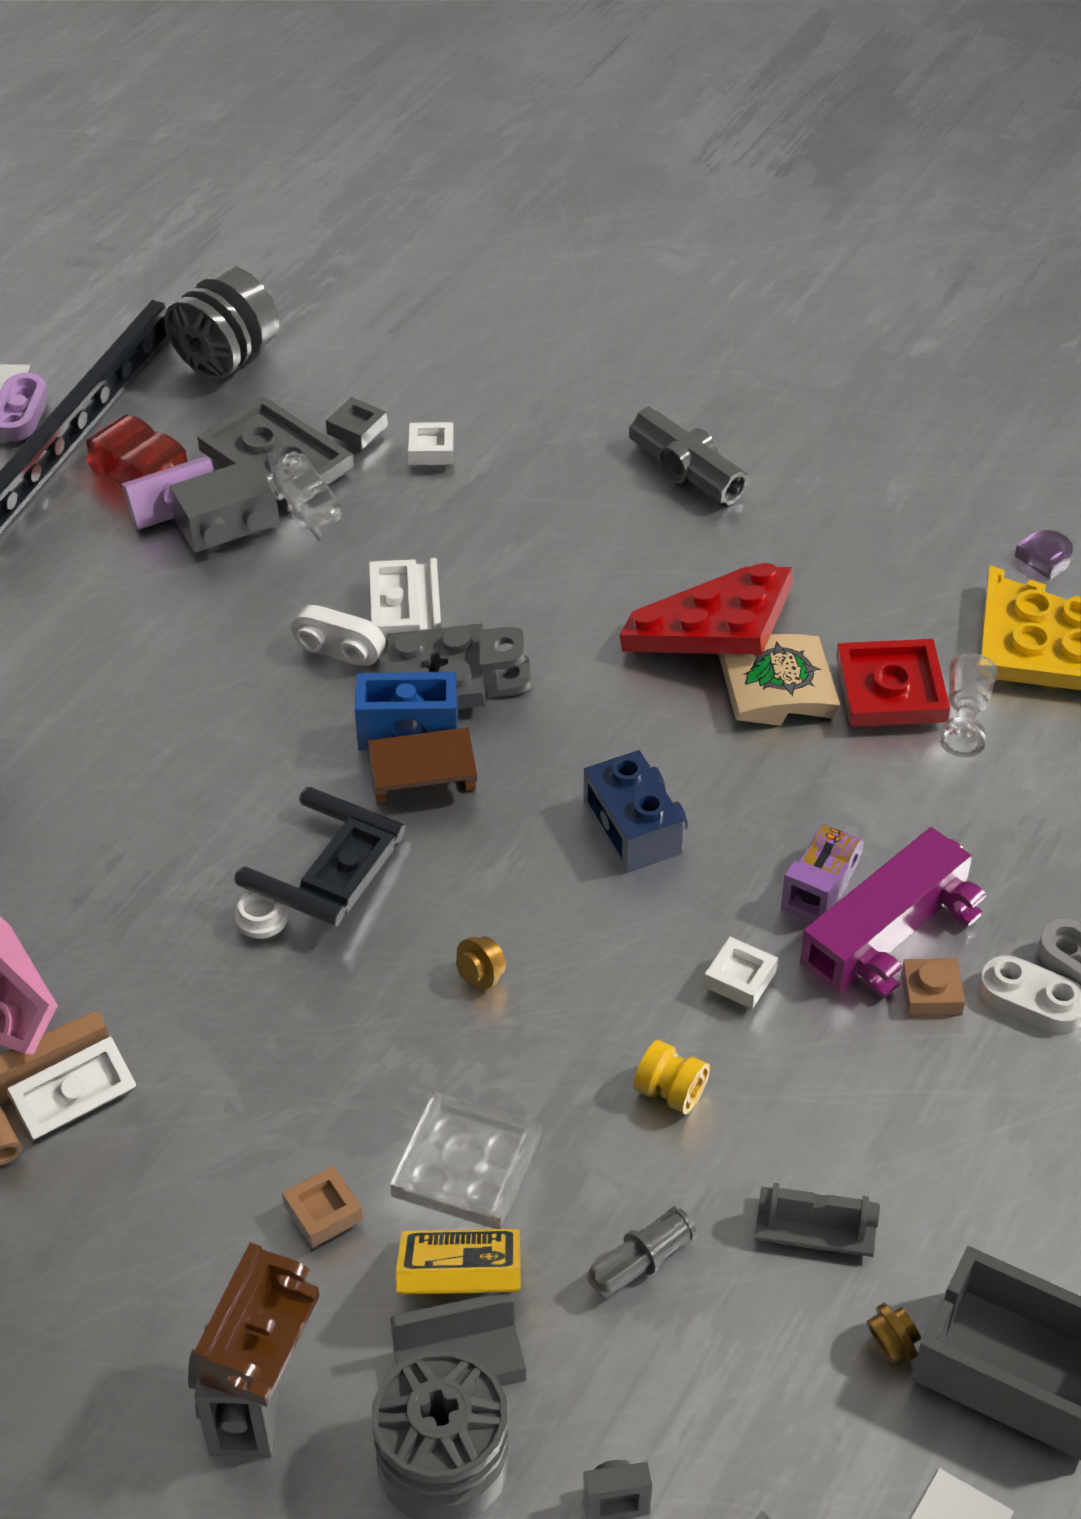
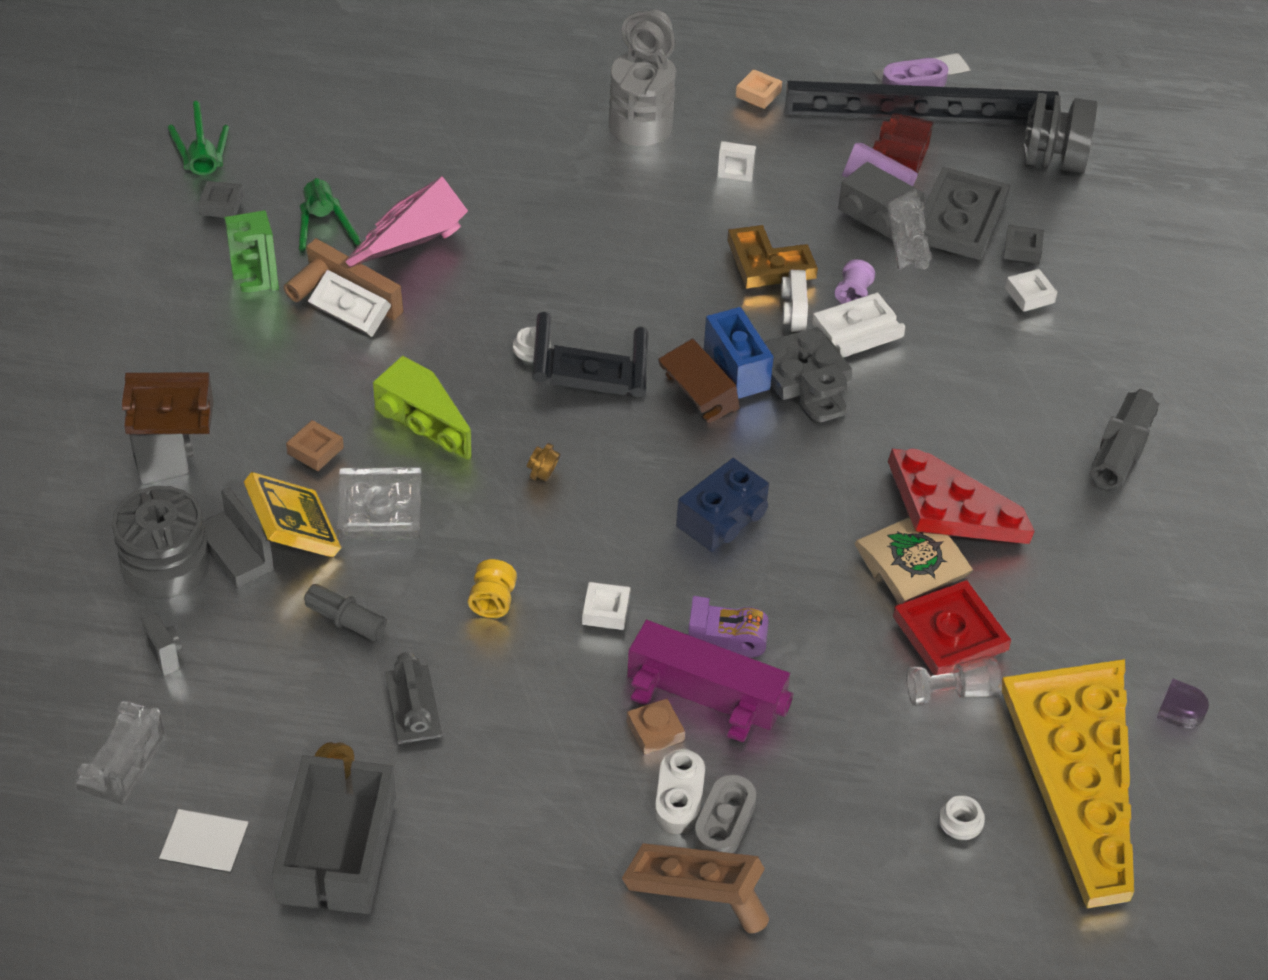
camera: 65 degrees right, 0 degrees up
(62, 608) = (736, 161): none -> white plate
(247, 649) = (766, 265): none -> pearl gold plate
(314, 1057) = (421, 403): none -> lime slope
(337, 577) = (857, 277): none -> lavender bush

